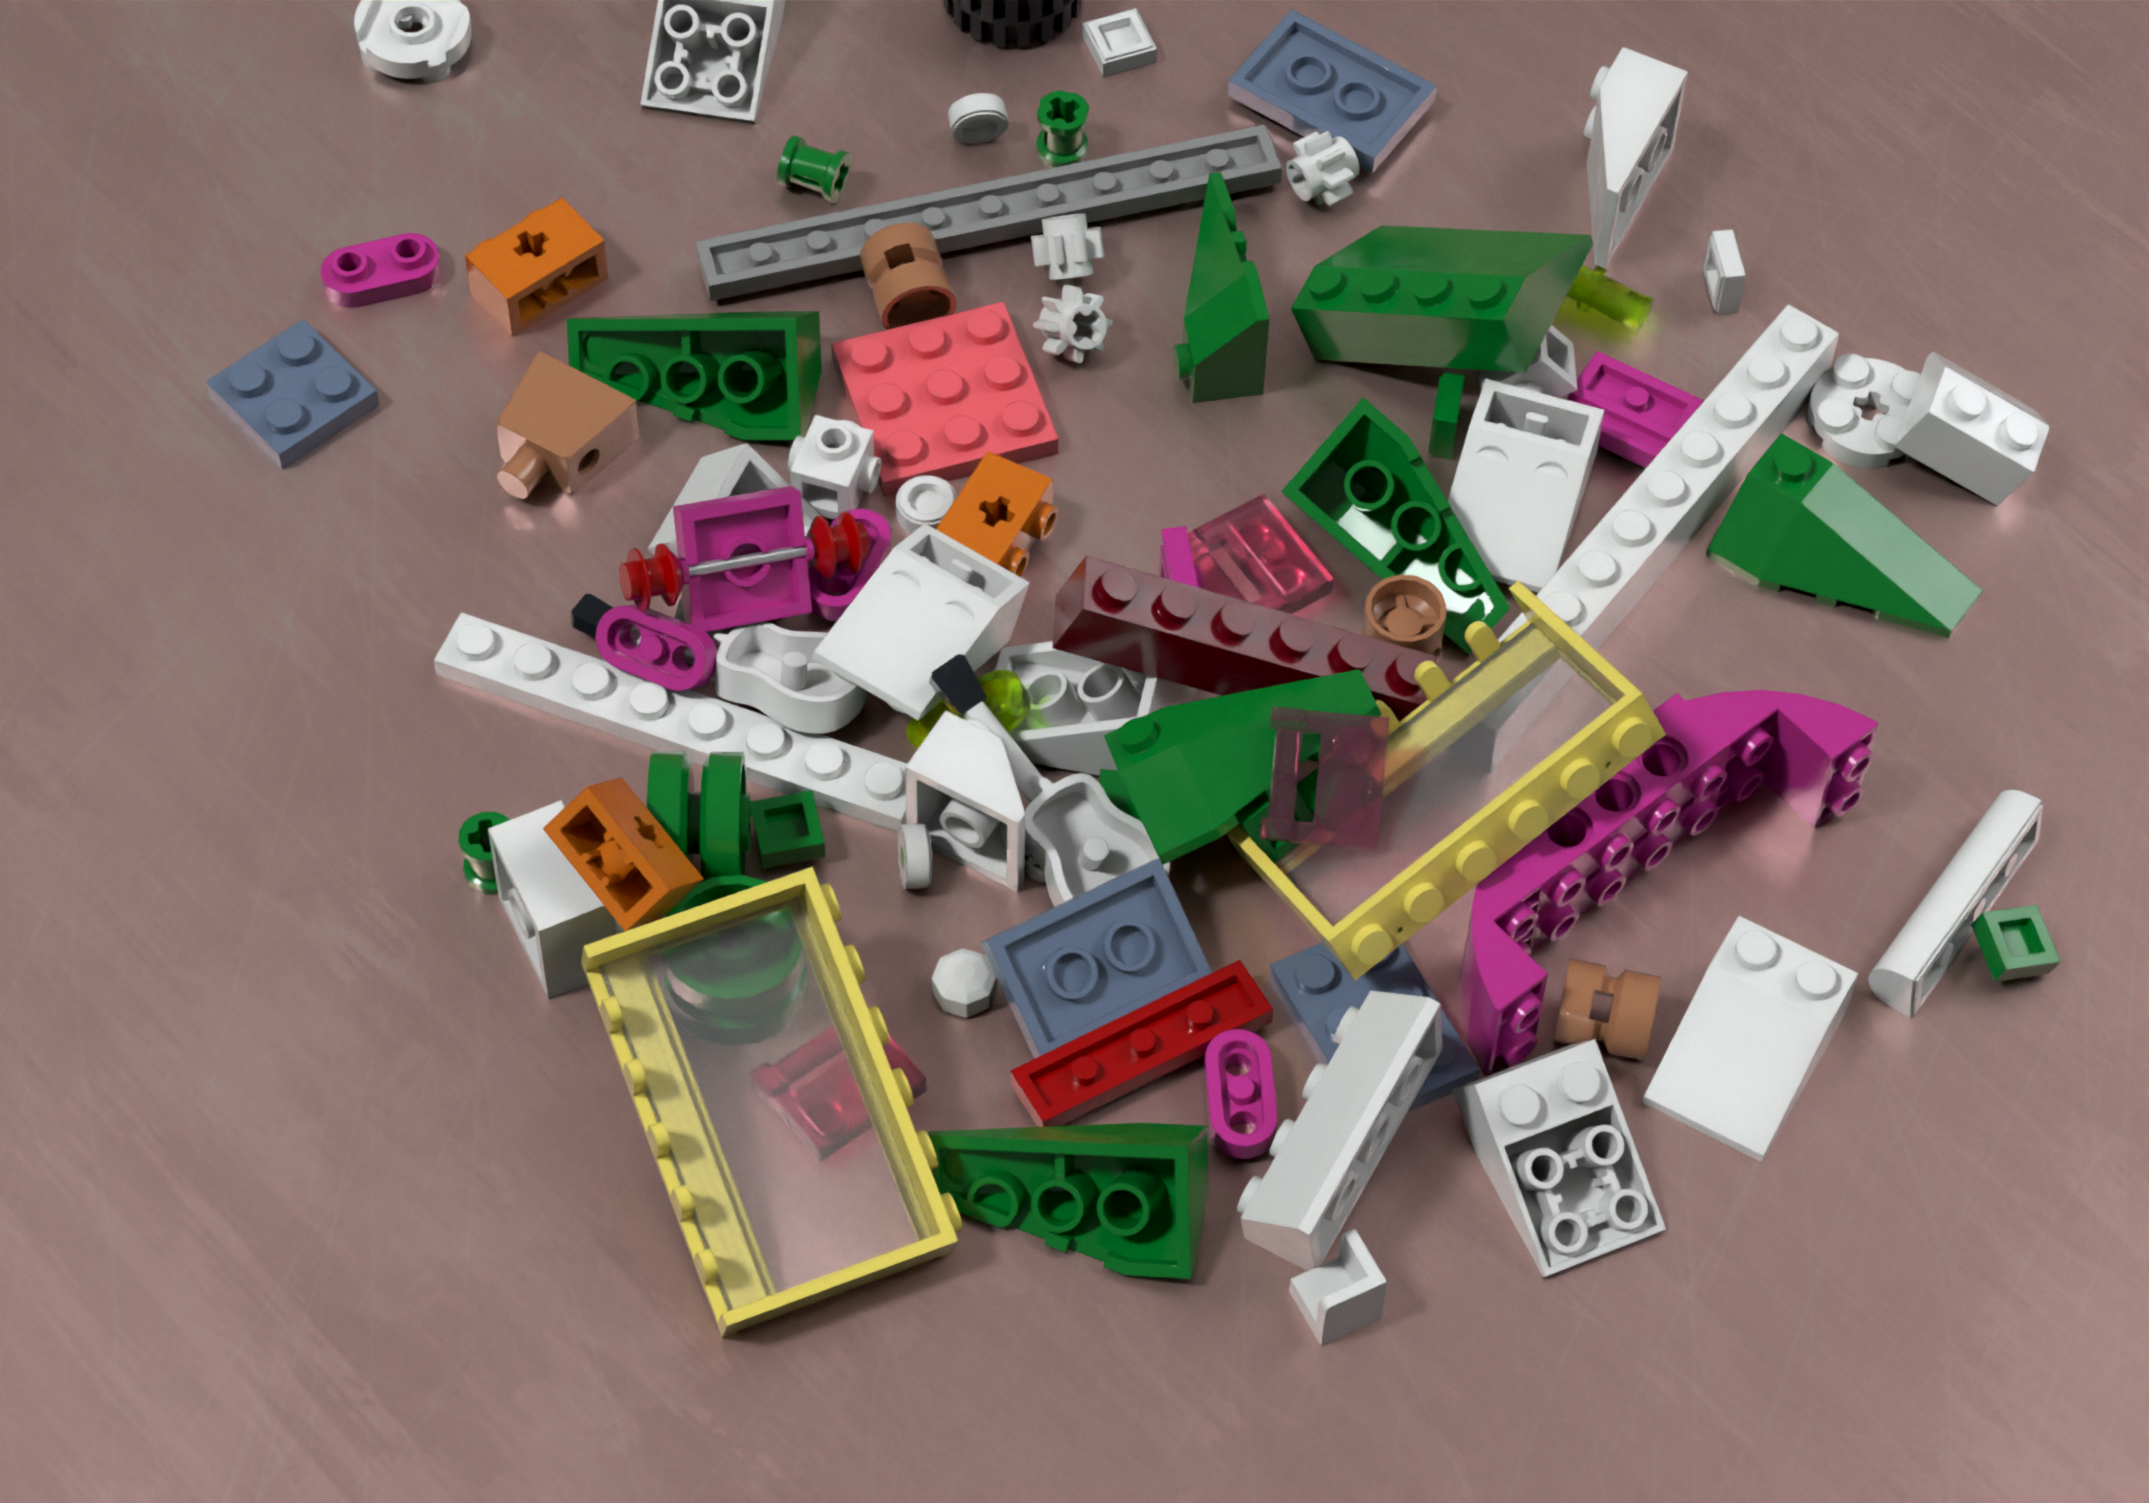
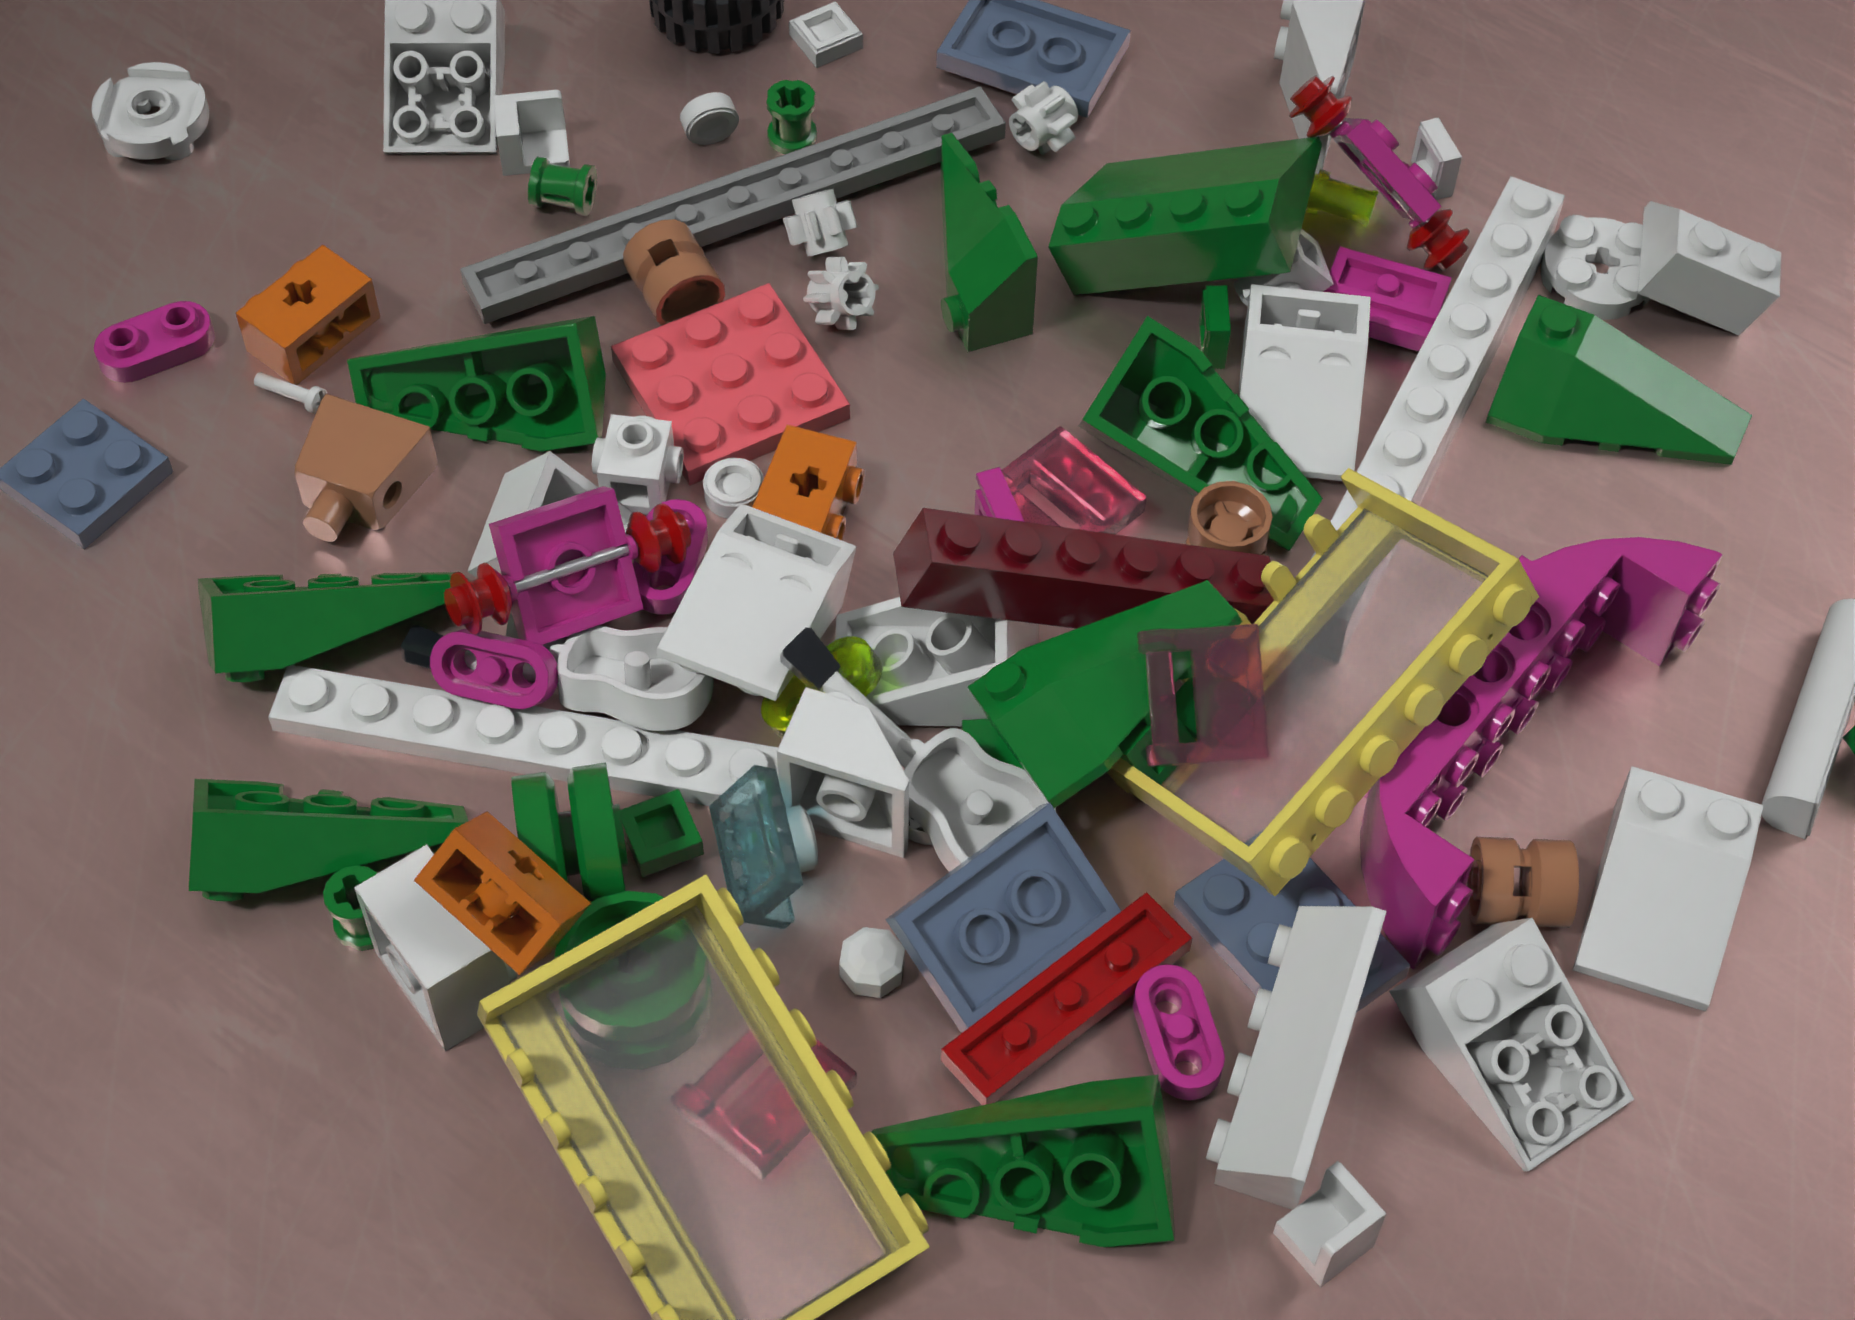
camera: 10 degrees left, 0 degrees up
(407, 774) = (260, 840): none -> green wedge
(453, 571) = (272, 624): none -> green wedge
(524, 351) = (310, 398): none -> white piece
(793, 103) = (530, 128): none -> white panel
(873, 858) = (757, 848): none -> clear light blue bracket
(1644, 256) = (1372, 152): none -> plate

